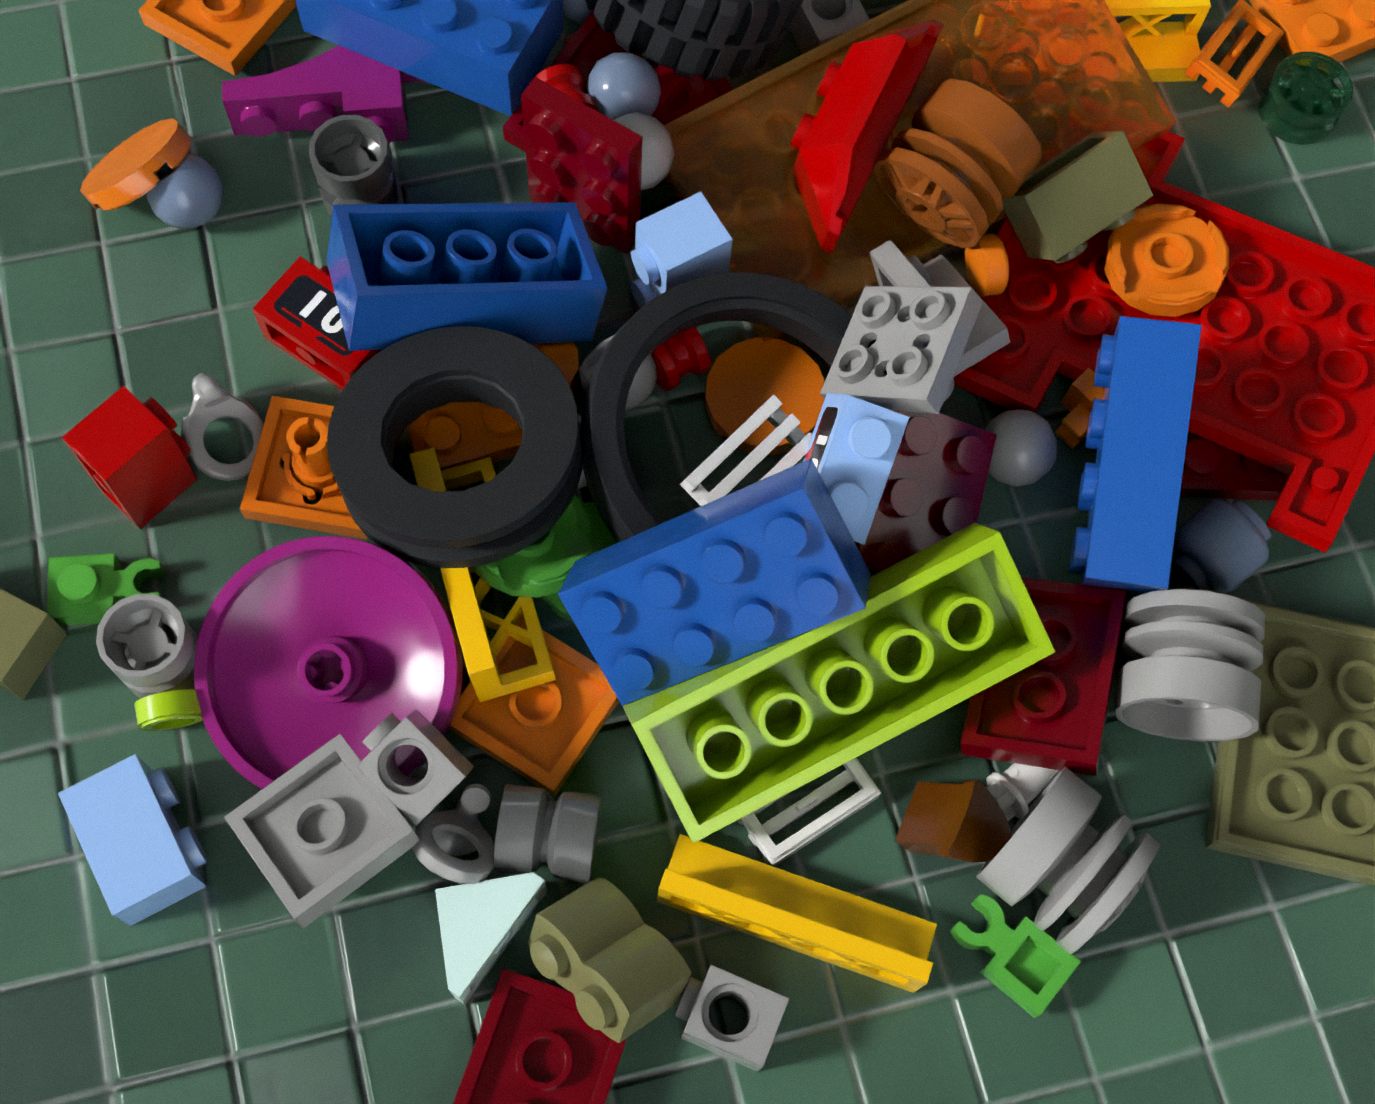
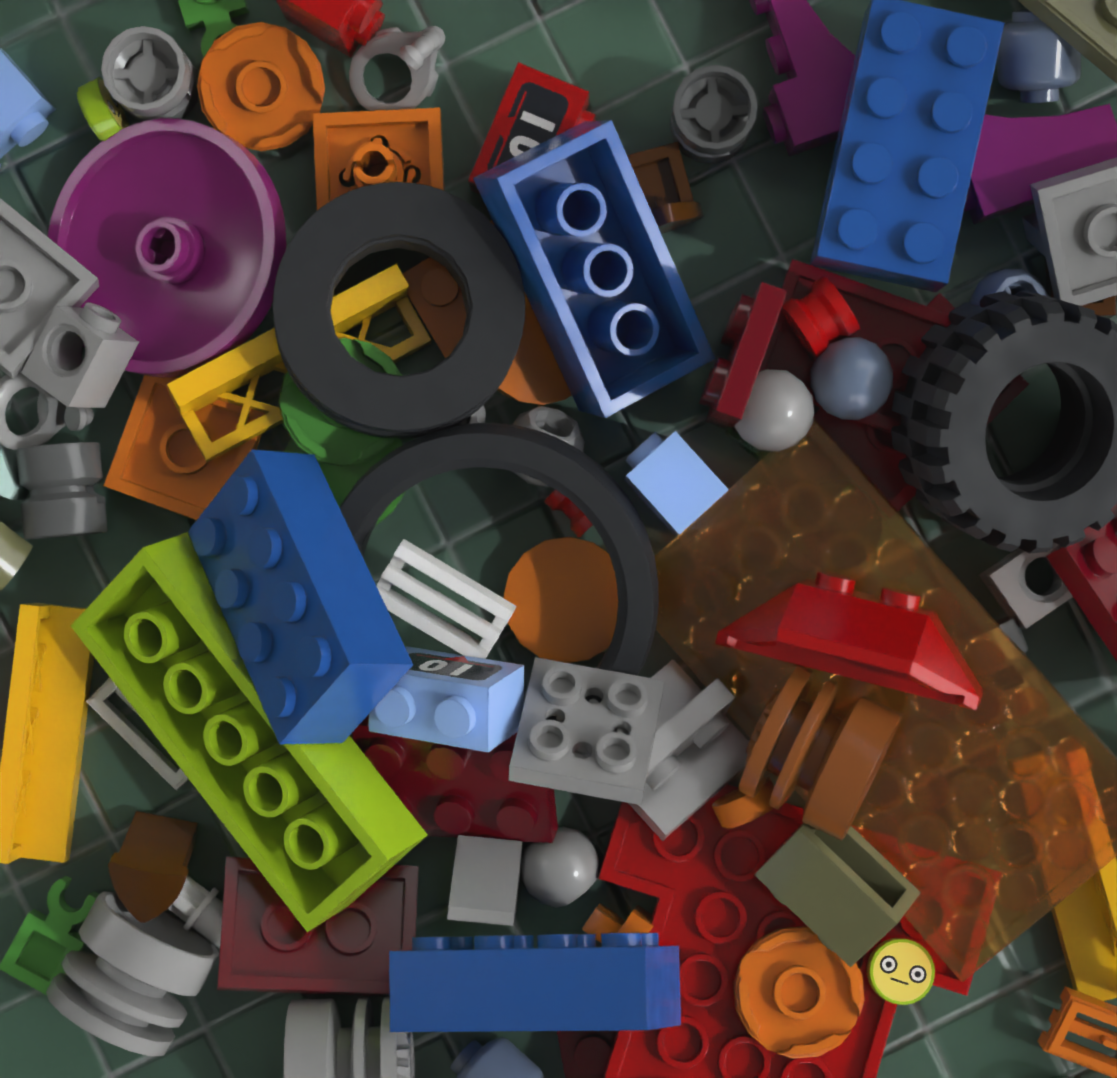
camera: 85 degrees right, 20 degrees up
(192, 550) = (261, 86): none -> orange tile
(1026, 500) = (485, 880): none -> light grey slope
(1165, 174) = (900, 971): none -> light yellow tile

